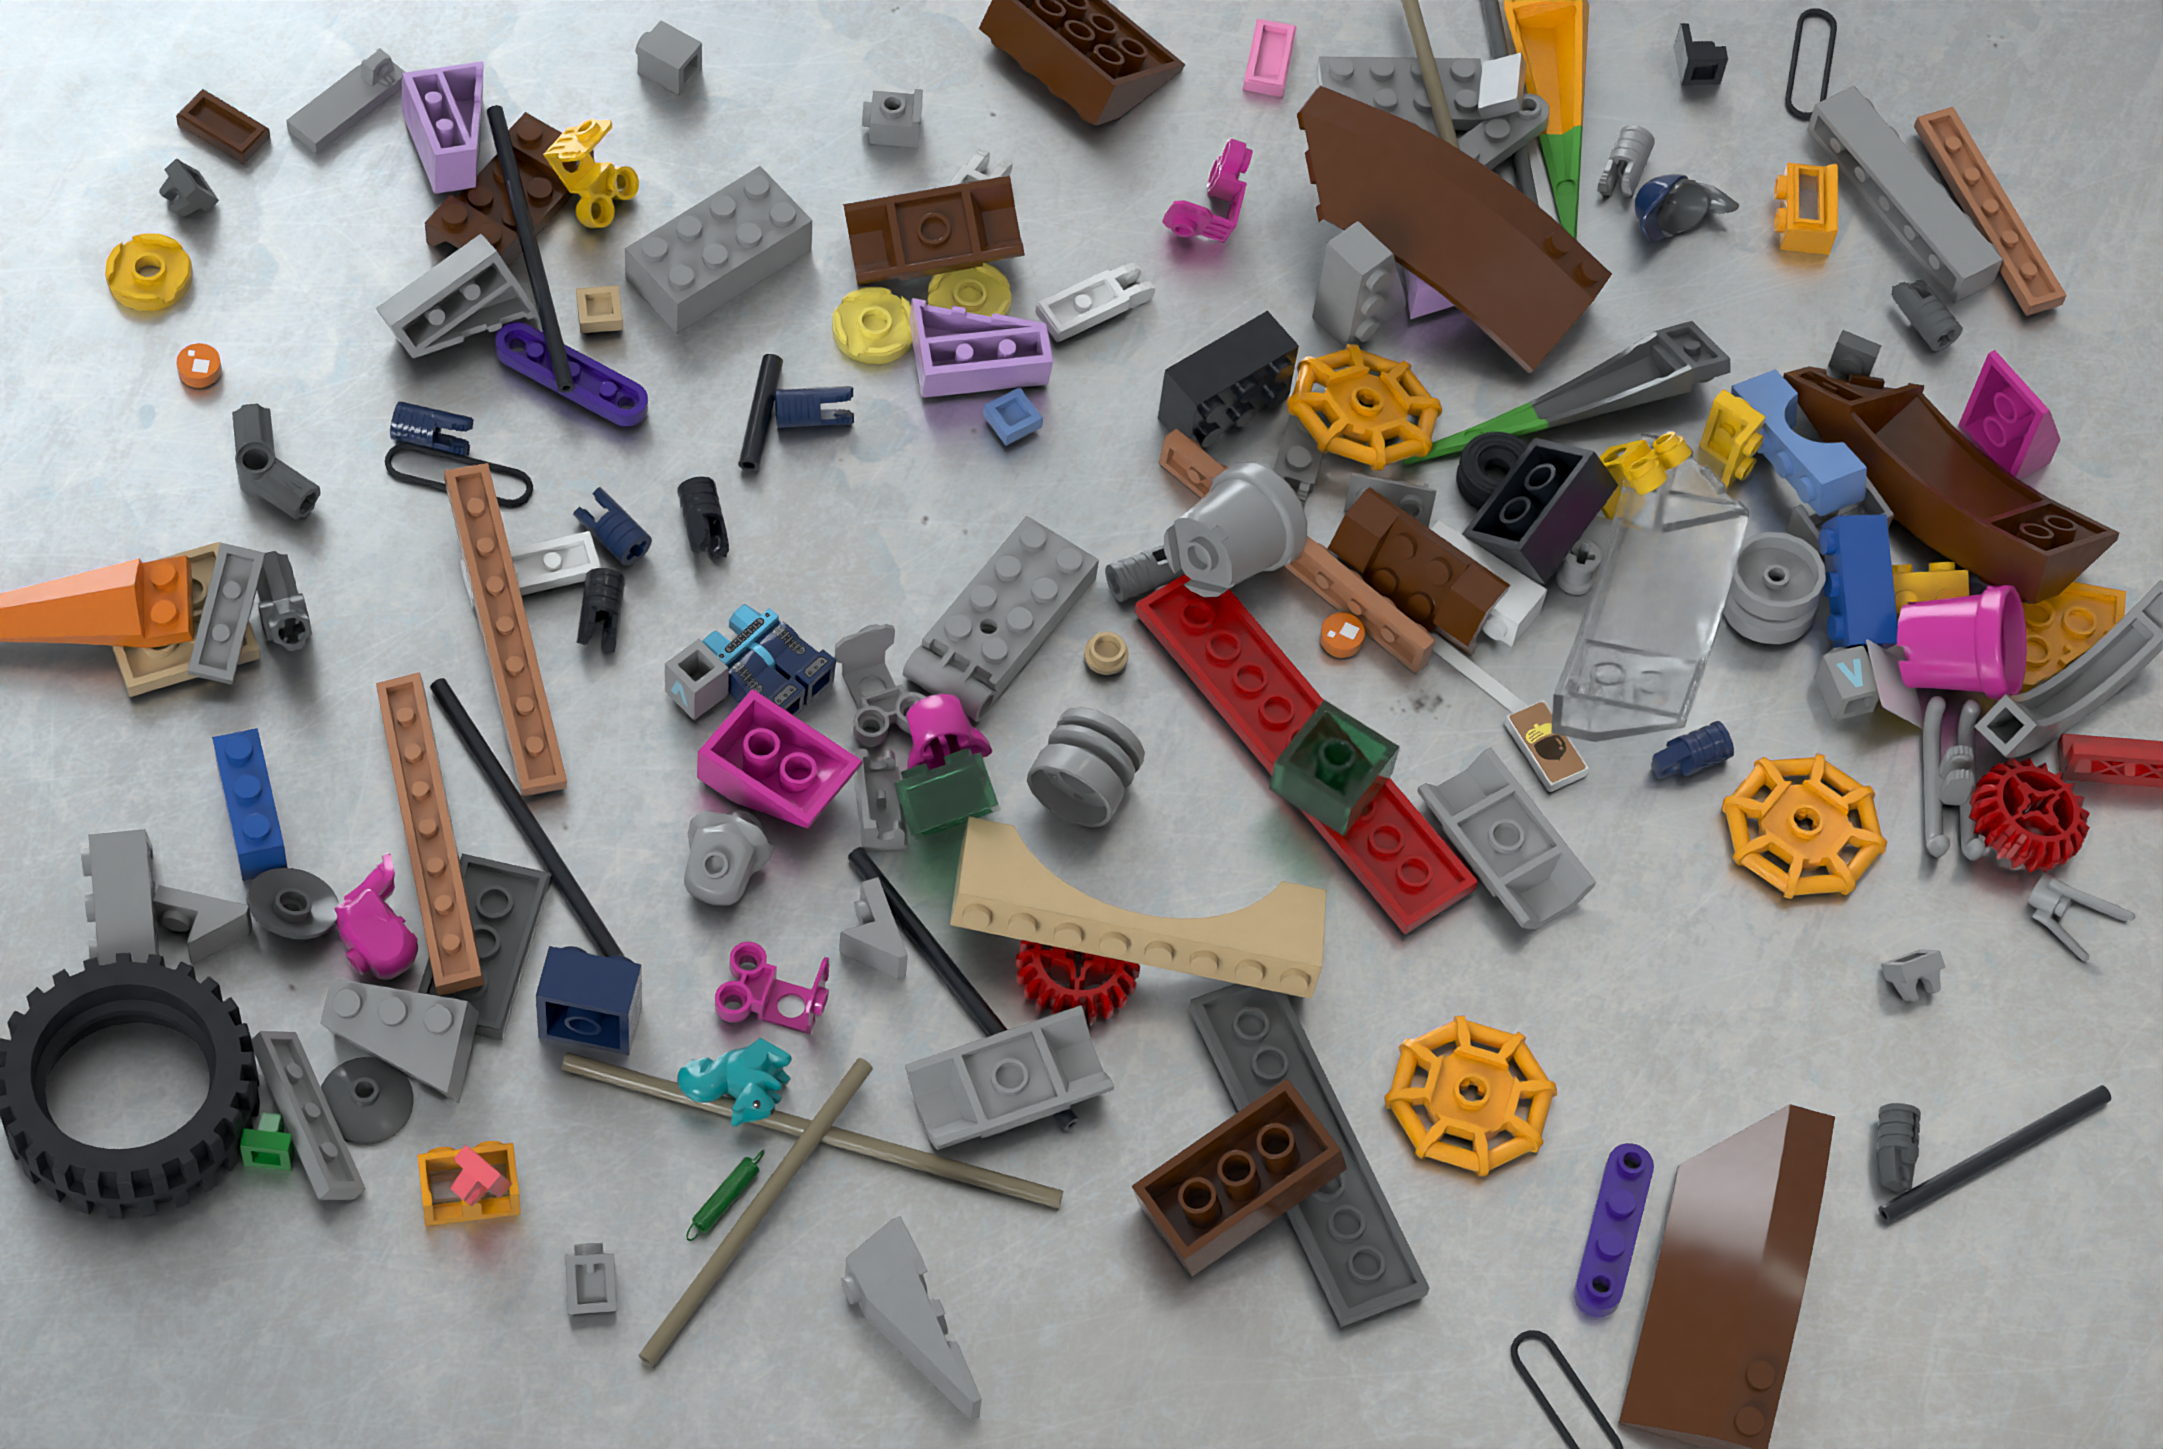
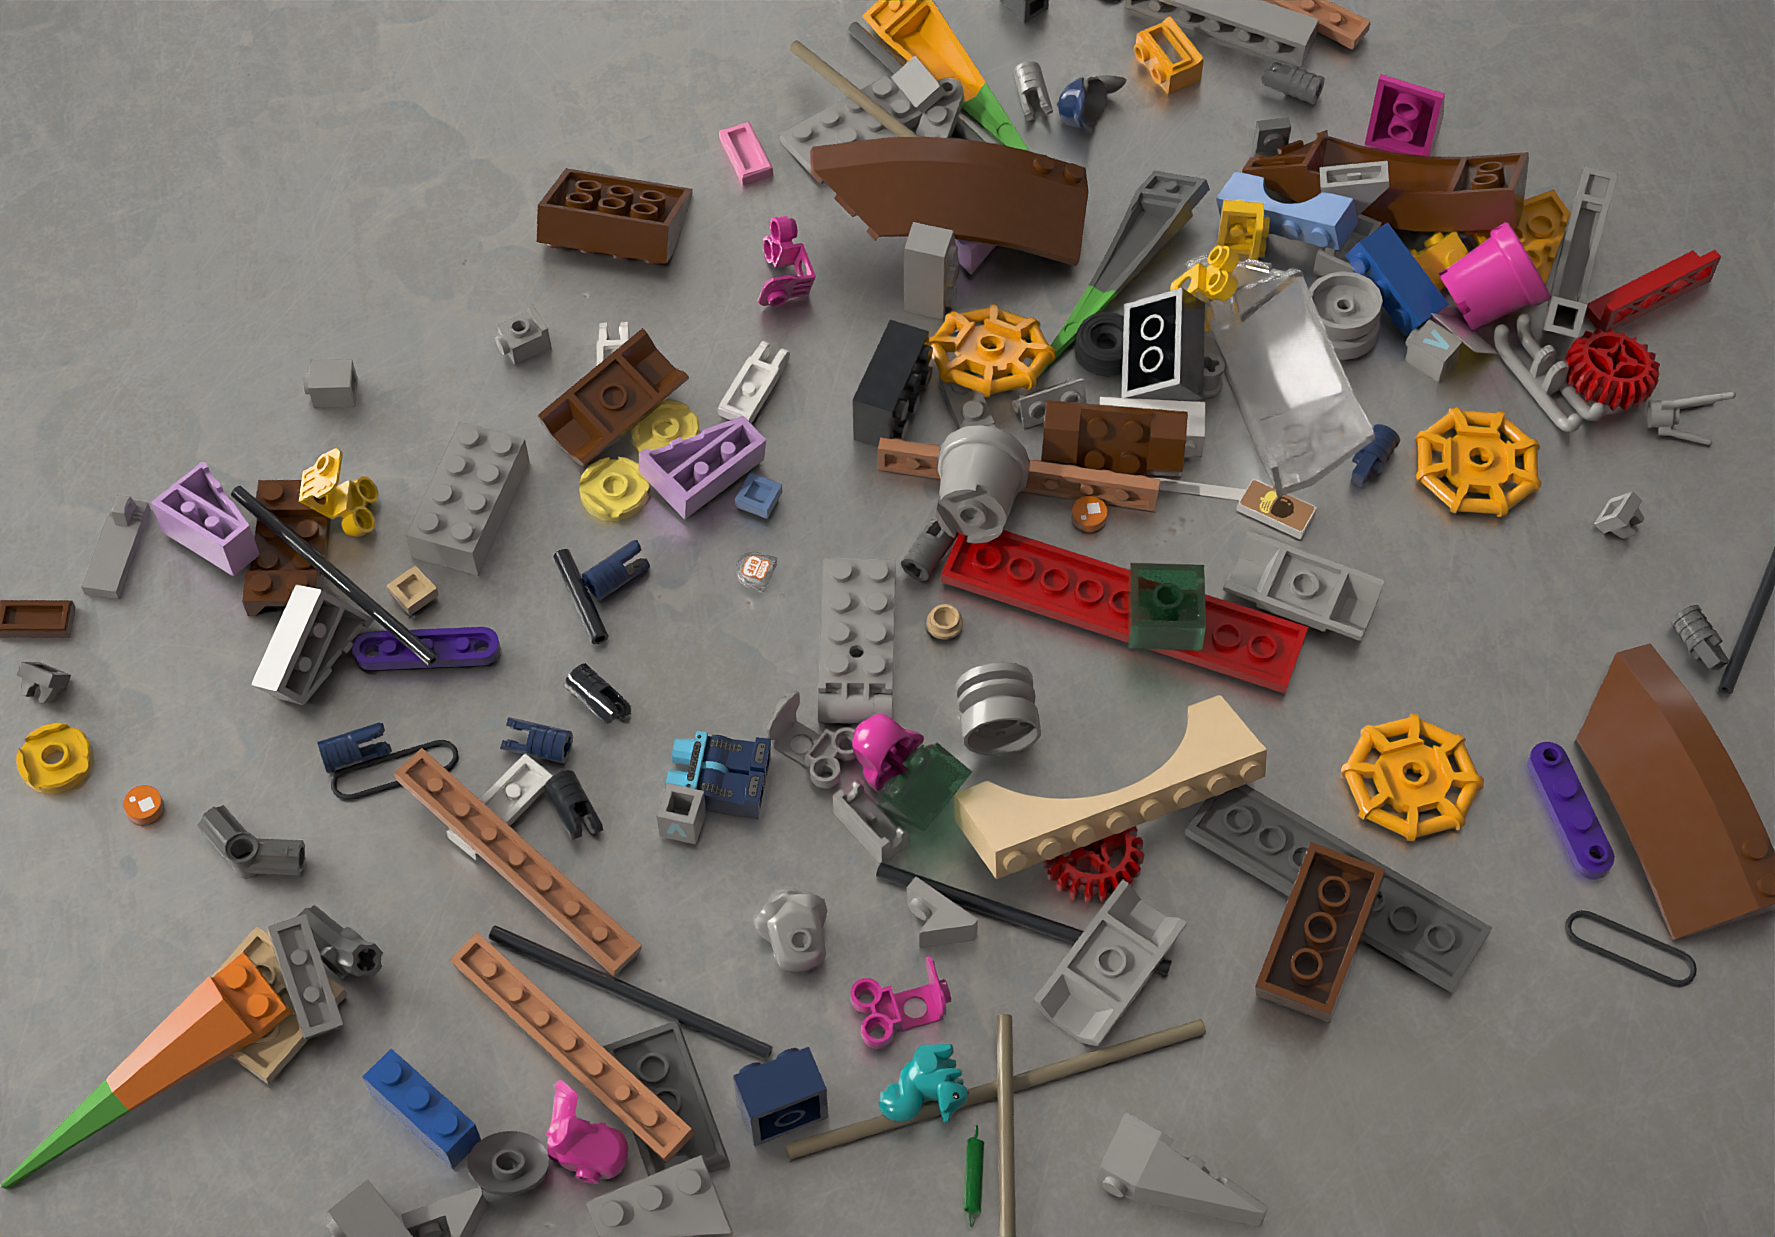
camera: 25 degrees left, 0 degrees up
(774, 762) = (784, 839): dark pink slope -> none
(955, 489) = (755, 570): none -> clear tile
(1887, 453) = (1358, 181): none -> light grey slope

